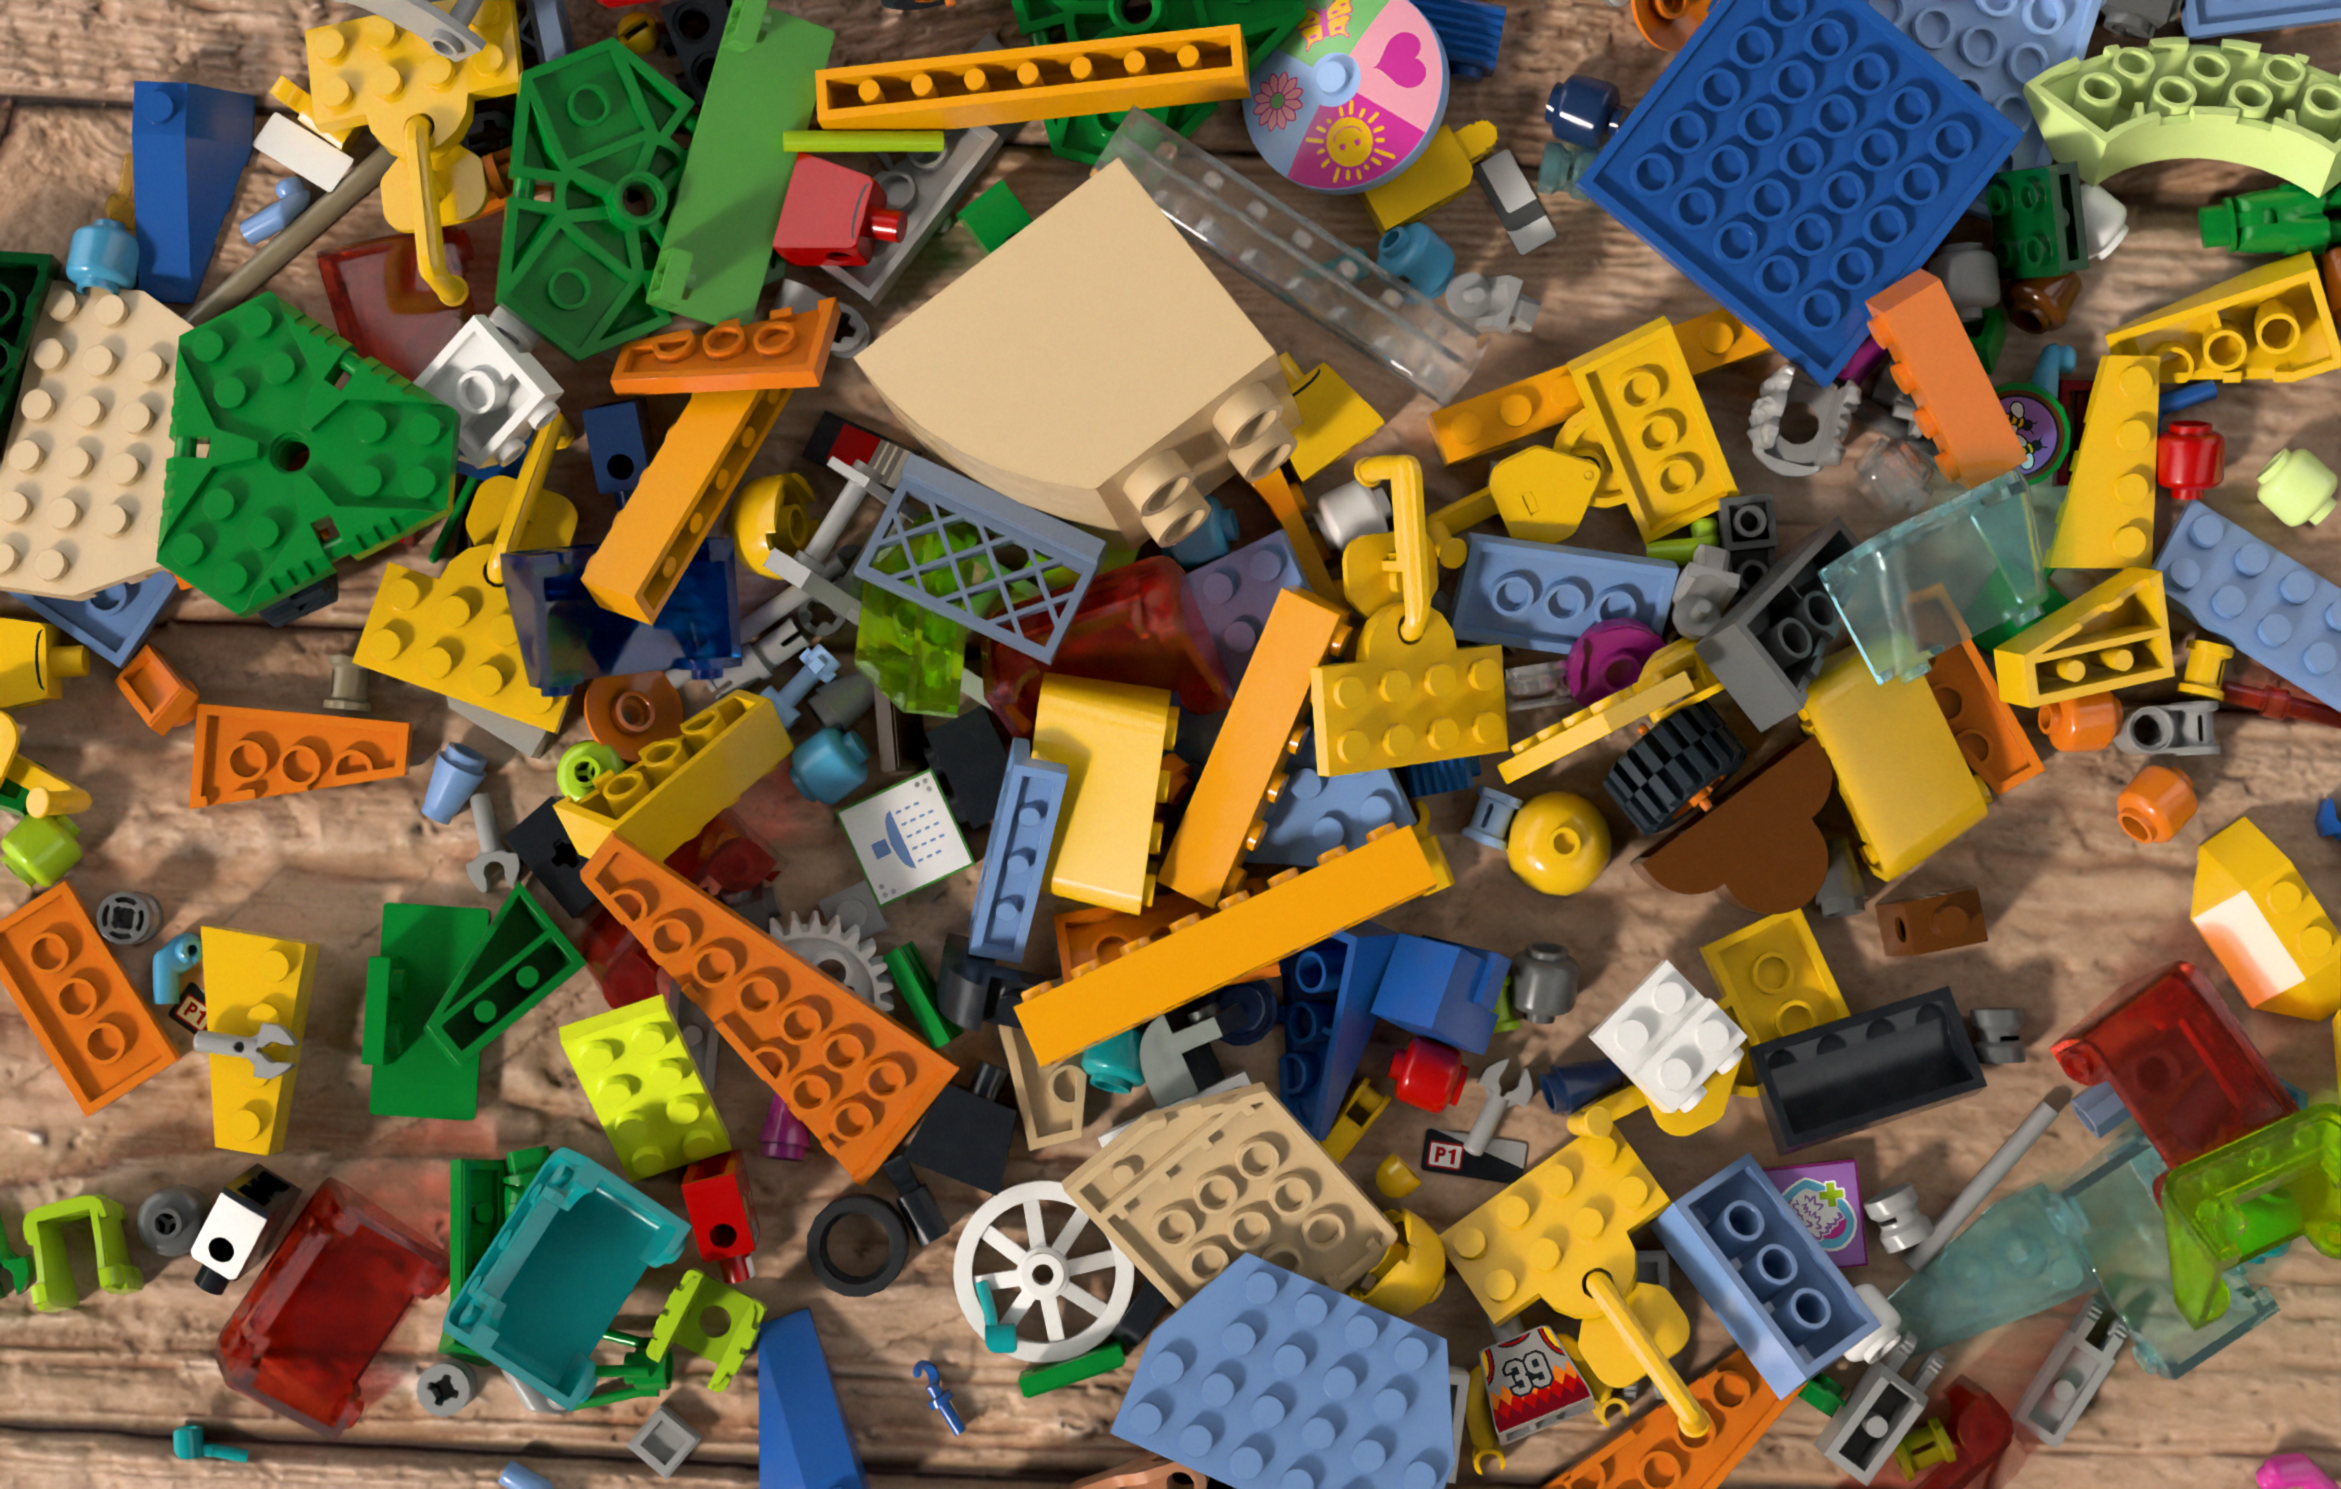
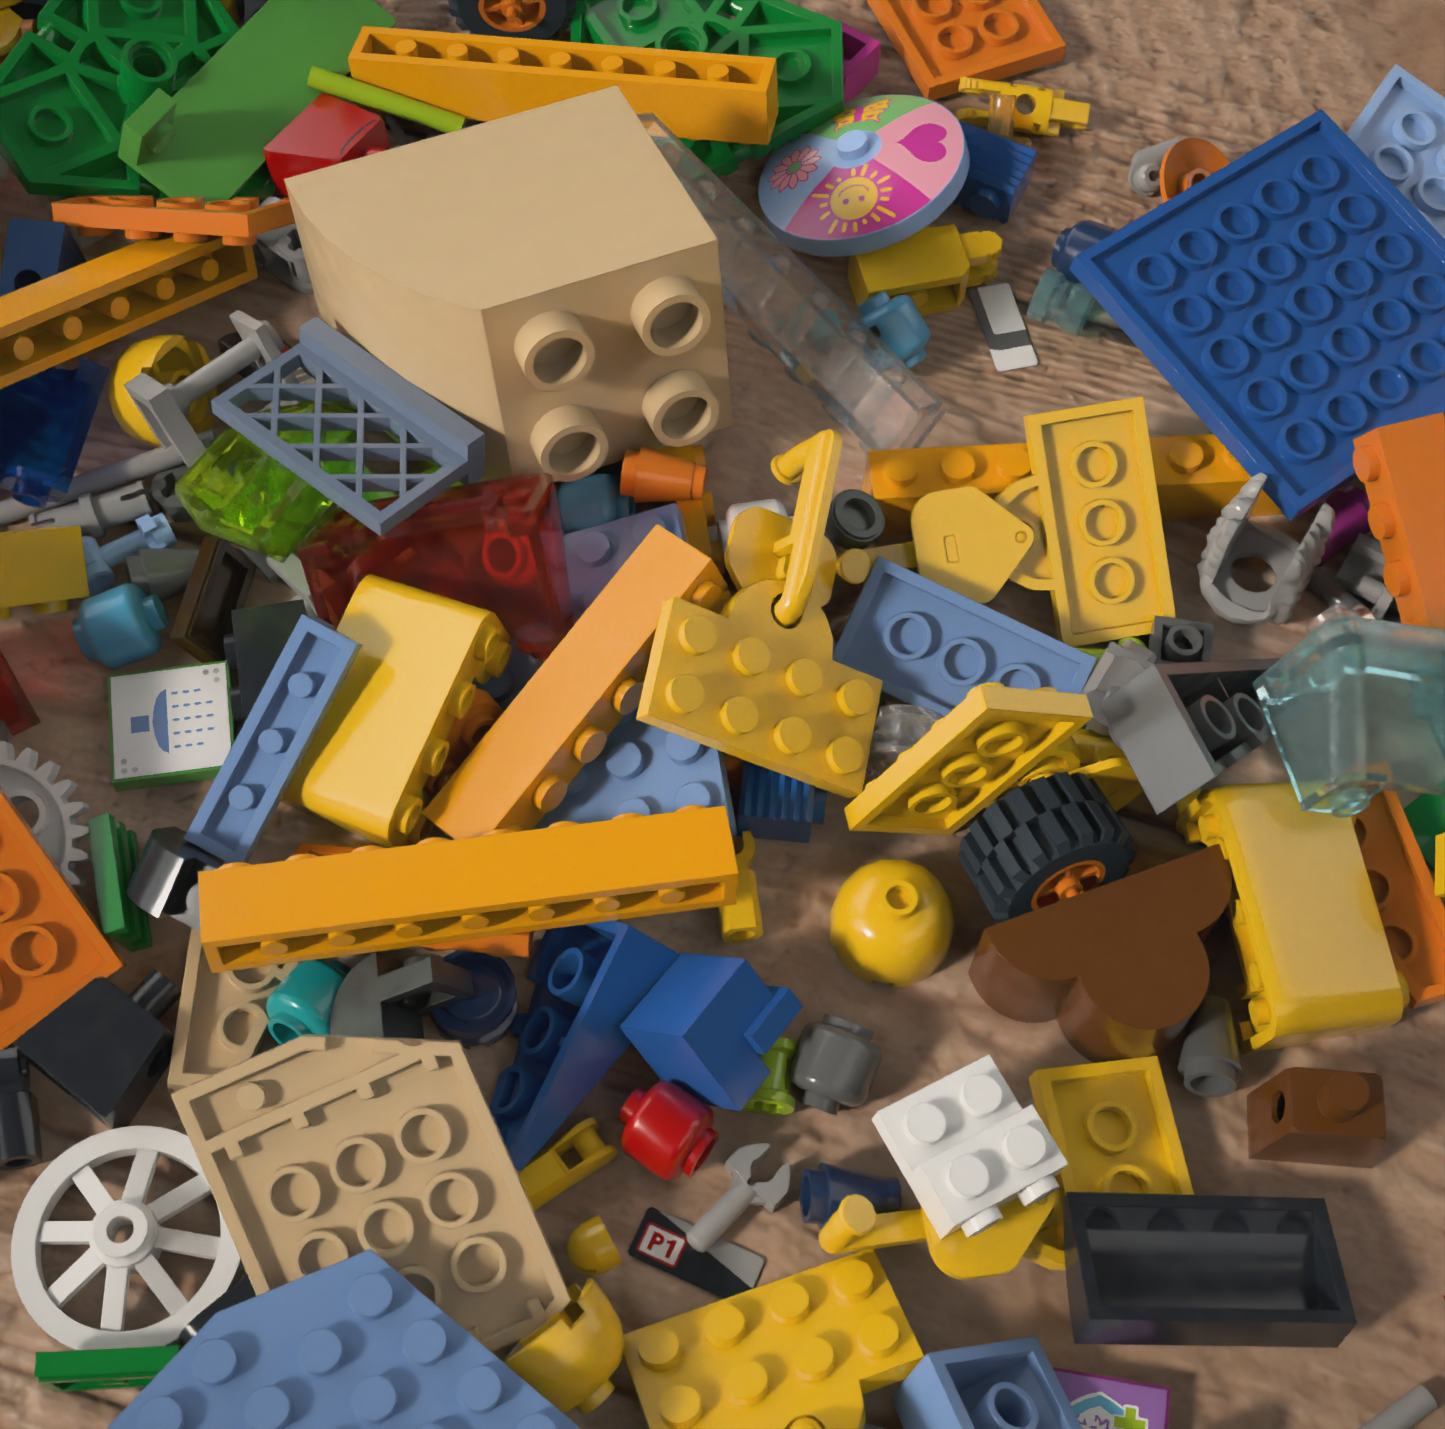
camera: 10 degrees right, 25 degrees down
(854, 907) = (94, 781): light grey plate -> none
(998, 1337) = (35, 1295): teal hand -> none
(1257, 501) = (661, 477): none -> orange cone
(1332, 418) = (742, 454): yellow torso -> none
(1441, 486) = (854, 519): none -> pearl dark grey tile
(1491, 303) = (961, 385): light grey hips -> none
(1491, 817) = (823, 872): light blue bush -> none
(1998, 1035) = (1376, 1278): dark grey wheel -> none

